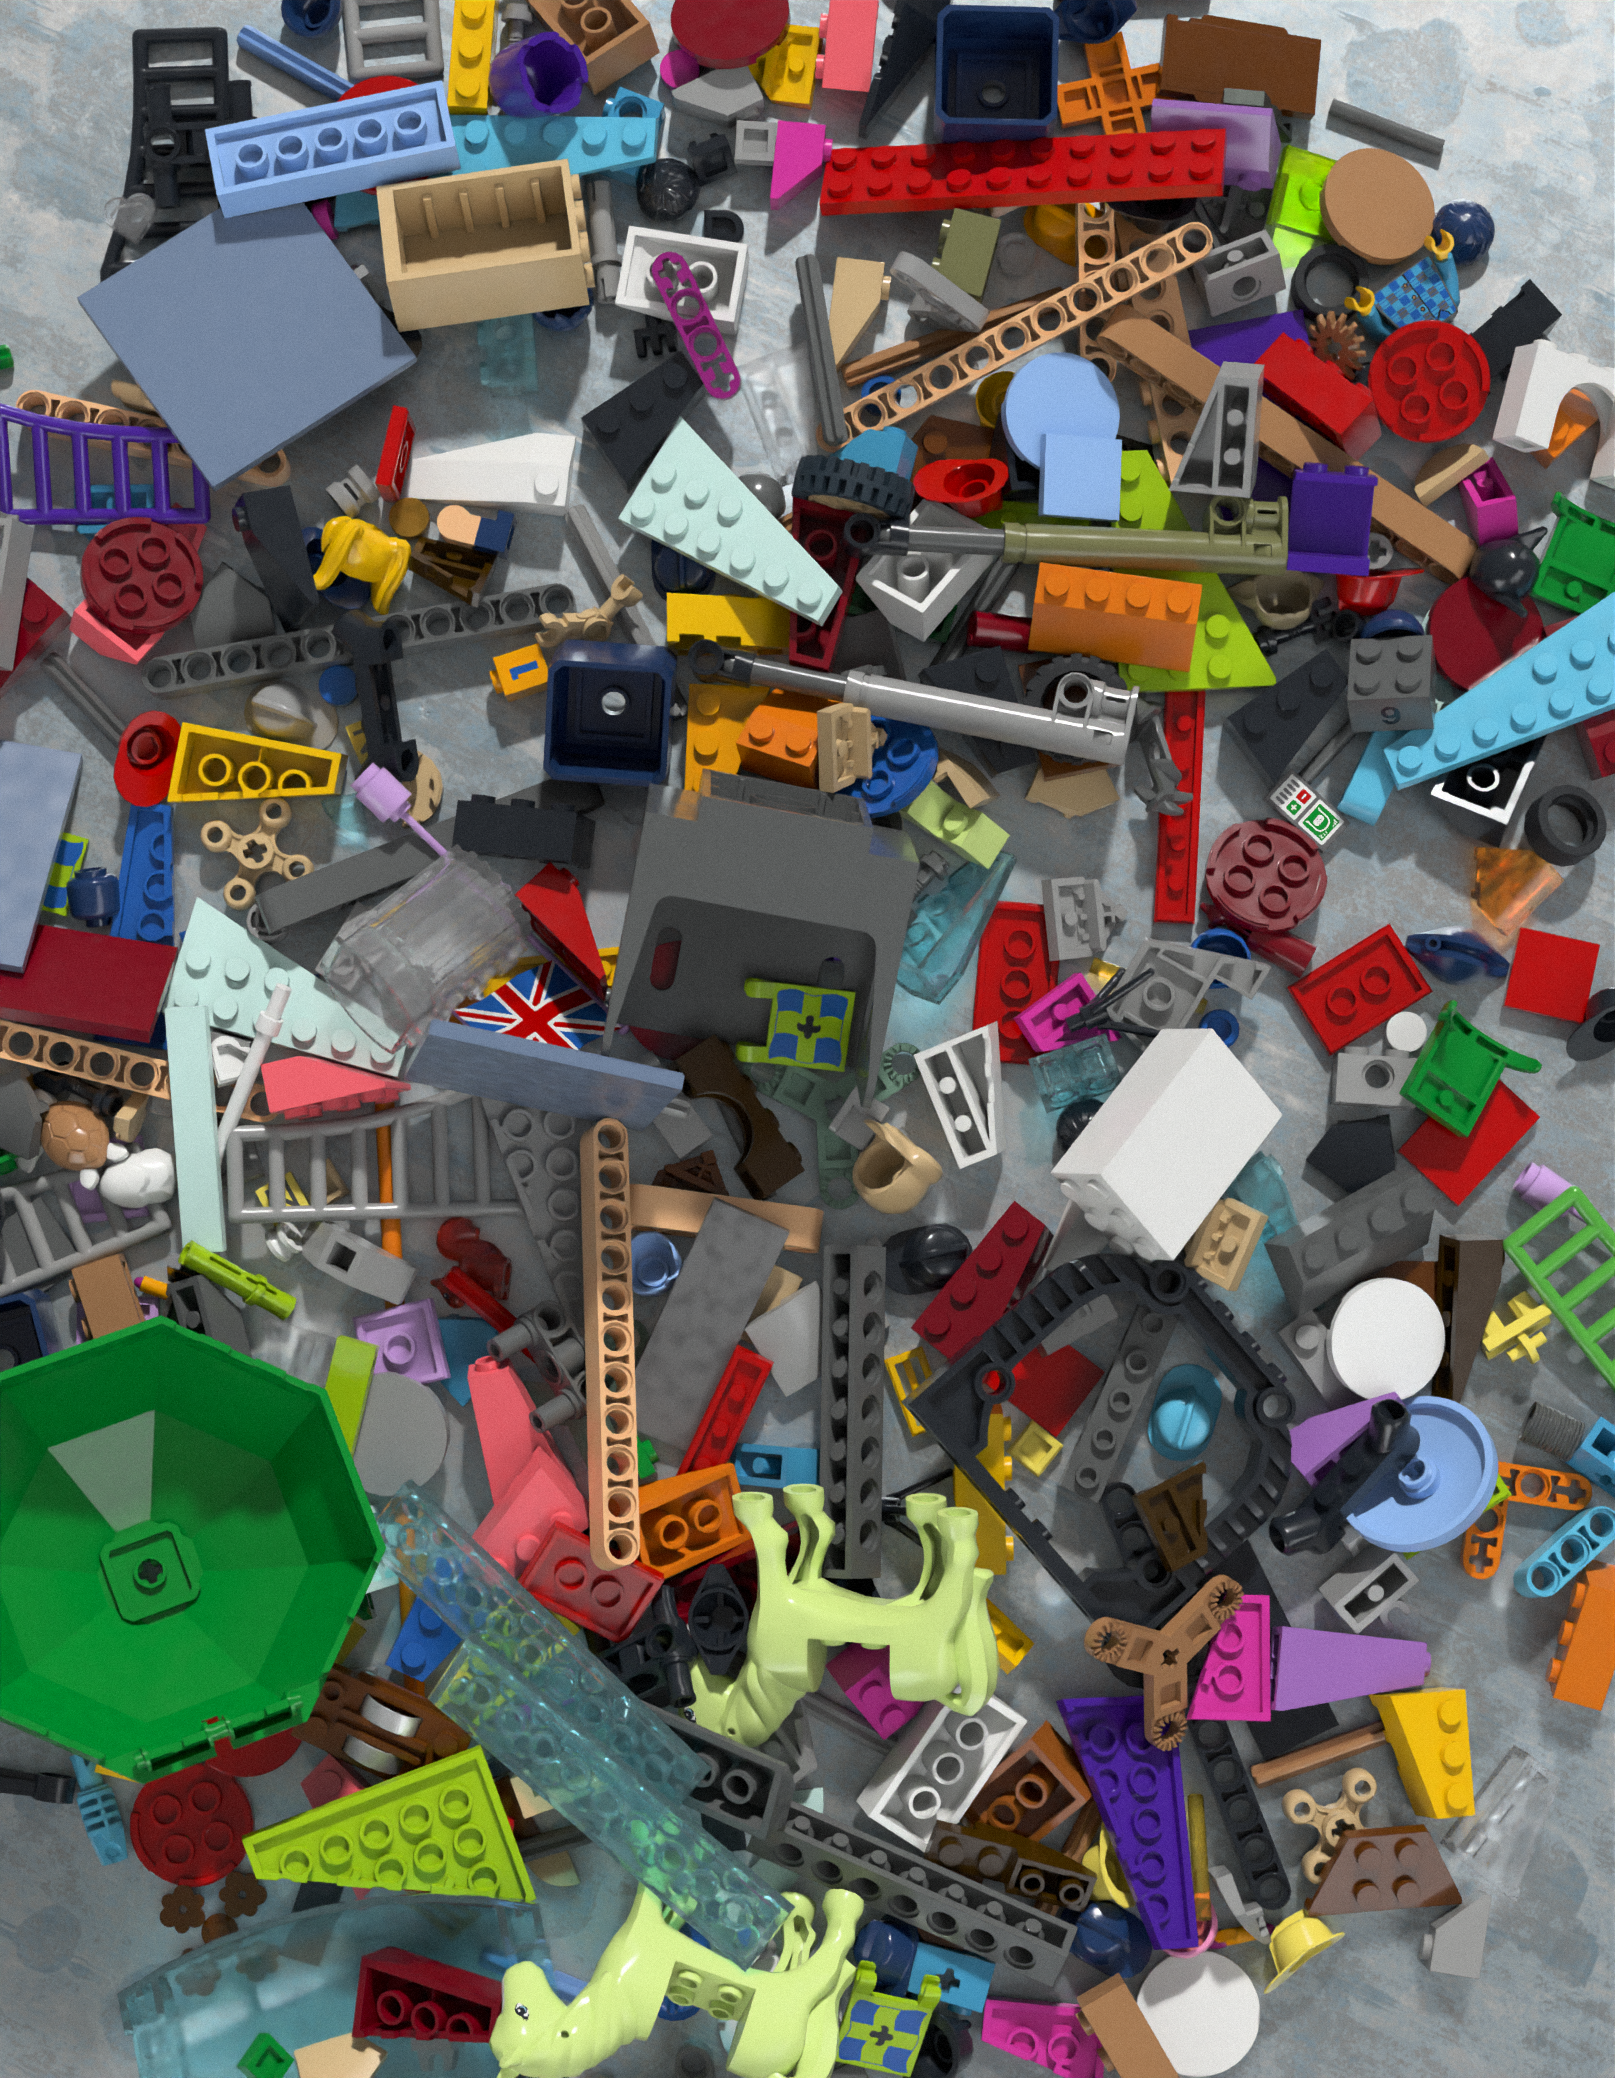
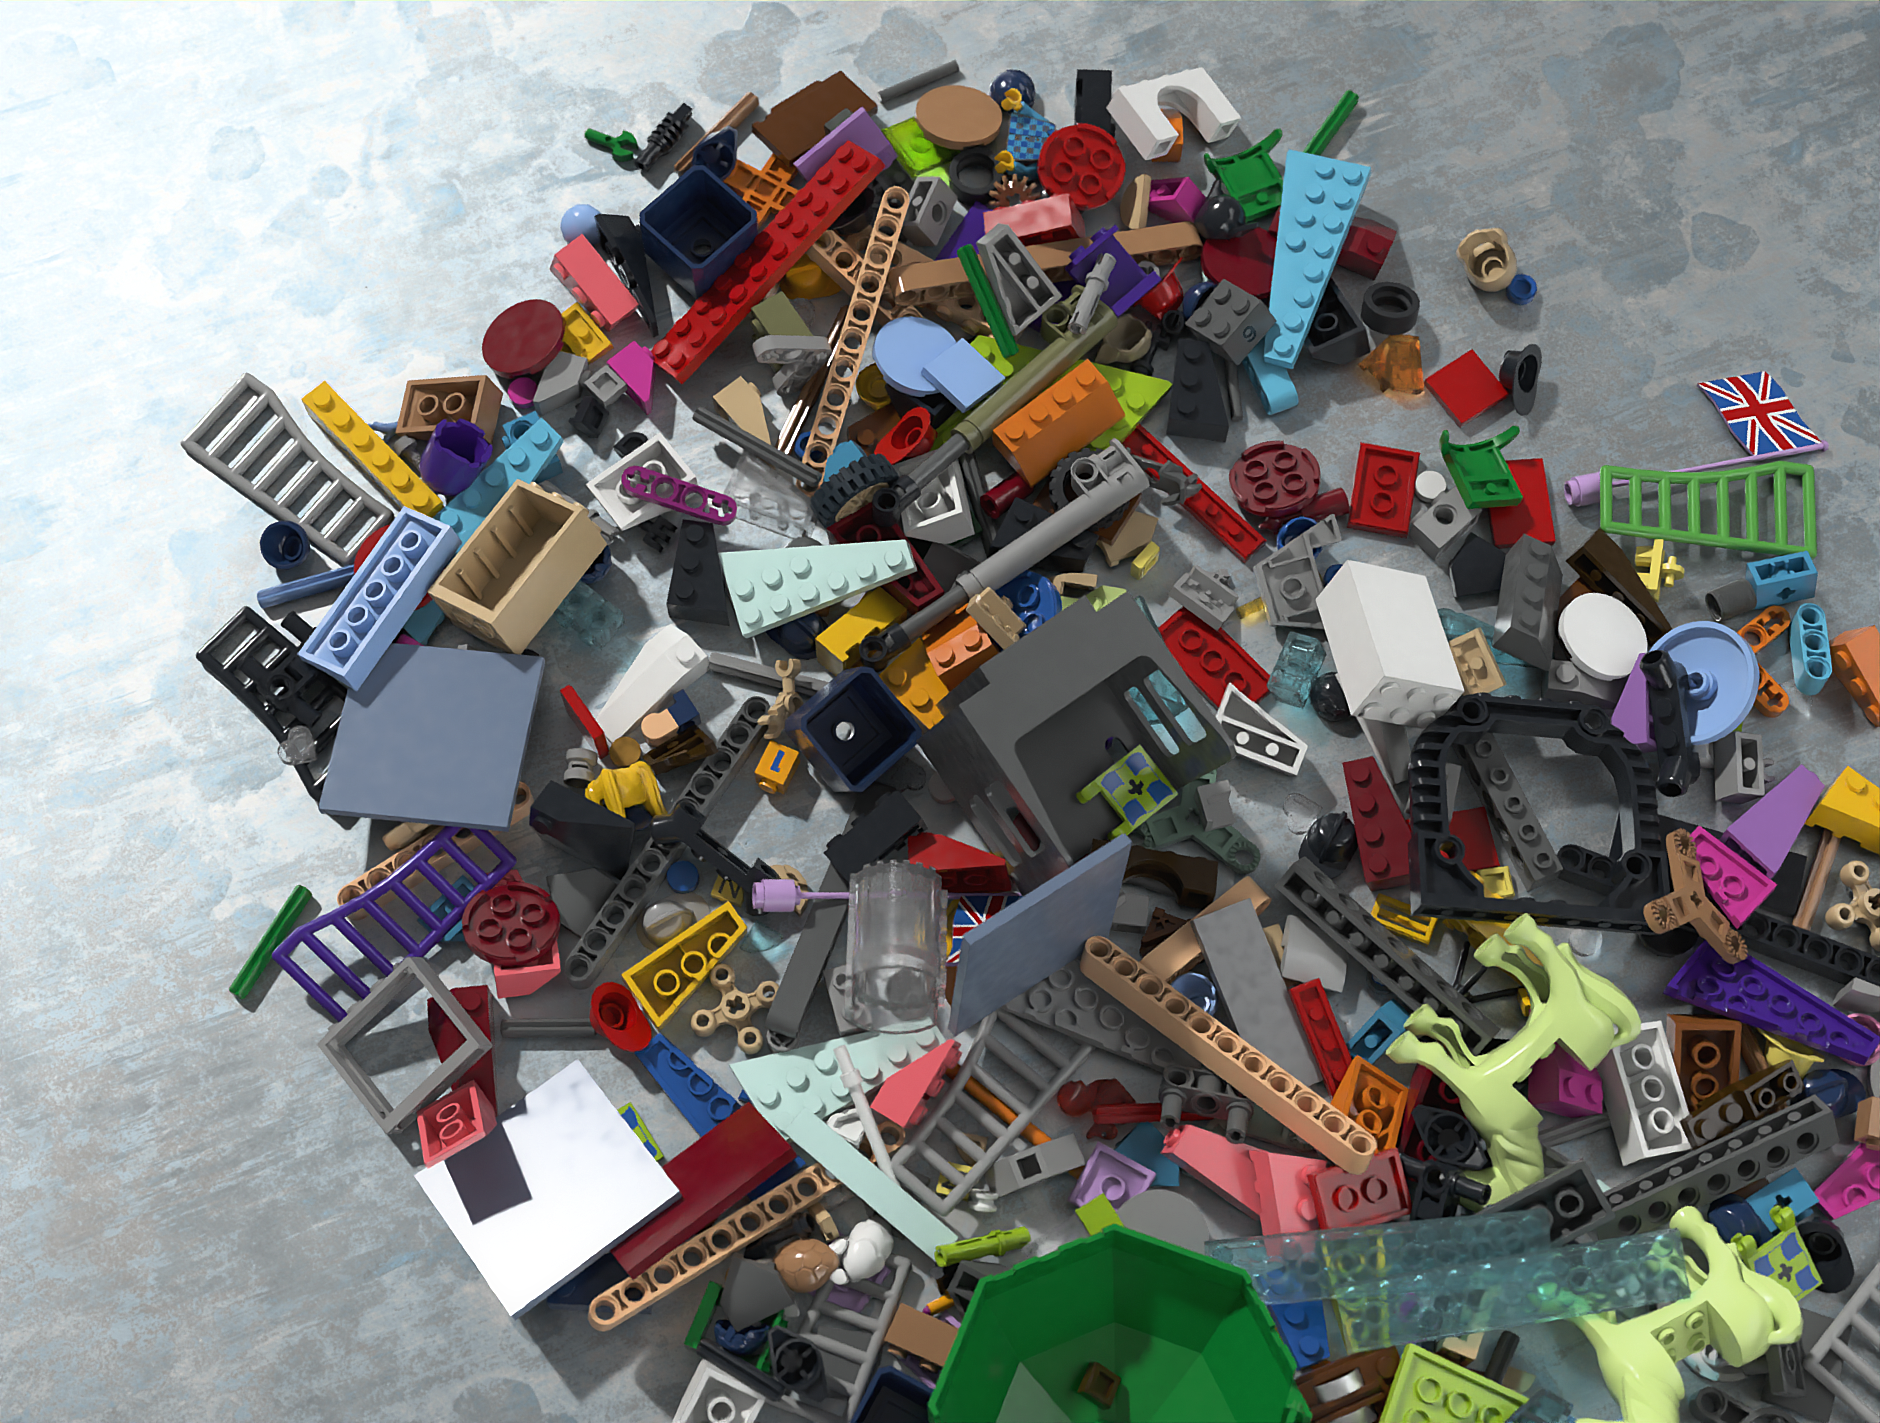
camera: 50 degrees left, 15 degrees down
(93, 896) = (669, 1126): dark blue head -> none
(199, 1499) = (1099, 1385): none -> dark brown tile
(667, 190) = (582, 455): black hair -> none
(893, 1171) = (1262, 812): tan piece -> none
(1045, 1019) = (1257, 648): dark pink wing -> none
(1059, 827) = (1145, 561): none -> light yellow tile
(1095, 1013) = (1273, 626): black plant -> none
(1176, 1516) = (1615, 822): dark brown wing -> none
(1180, 428) = (987, 301): none -> green axle
(1184, 1412) = (1546, 786): medium azure piece -> none
(1199, 1857) = (1833, 1001): clear yellow bar -> none
(1273, 526) = (1096, 283): none -> light grey pin
(1306, 810) = (1252, 430): tile -> none
(1457, 955) = (1410, 424): dark blue hat -> none

